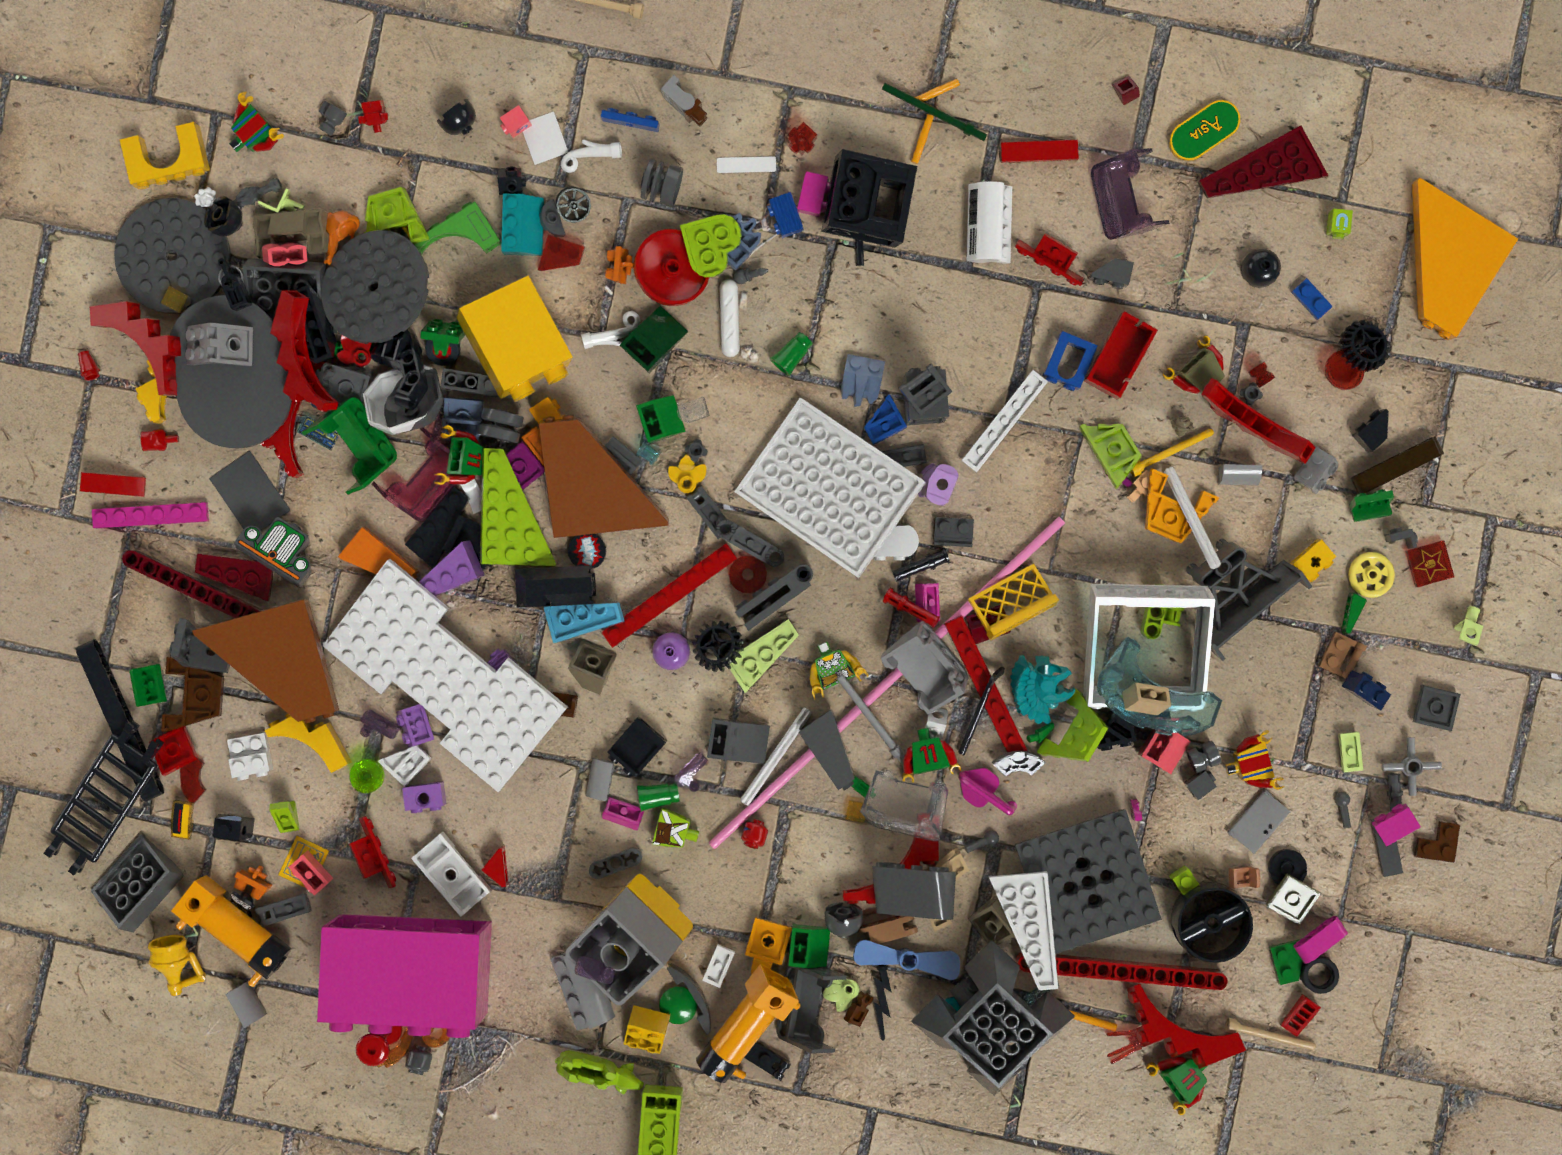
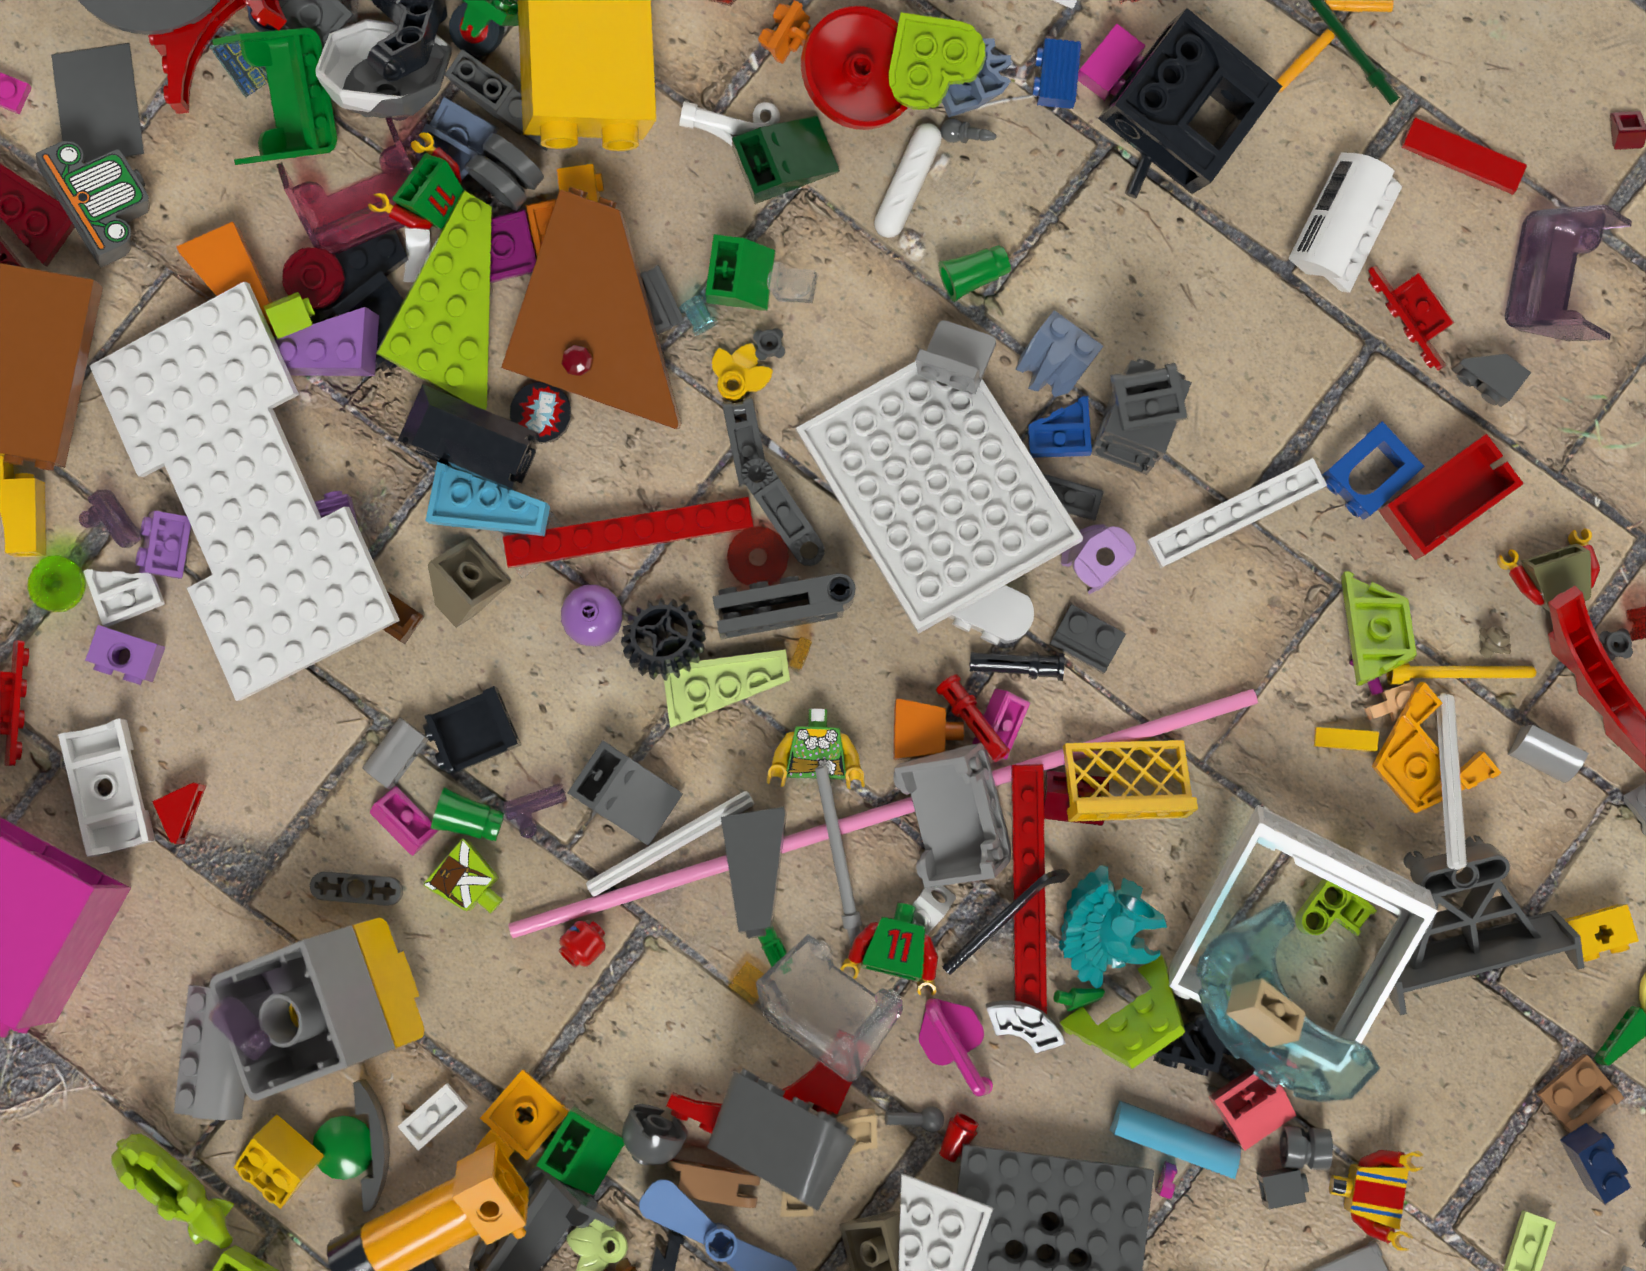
camera: 20 degrees right, 5 degrees down
(421, 565) = (289, 314): none -> lime brick
(423, 537) = (314, 275): none -> dark red tile
(595, 514) = (577, 360): none -> dark red tile
(798, 617) = (800, 654): none -> clear yellow tile
(805, 409) = (956, 356): none -> light grey bracket
(885, 627) = (922, 729): none -> orange torso
(1010, 837) = (959, 1131): none -> red cone
(1124, 519) = (1346, 739): none -> yellow piece
(1130, 786) = (1176, 1139): none -> medium azure brick

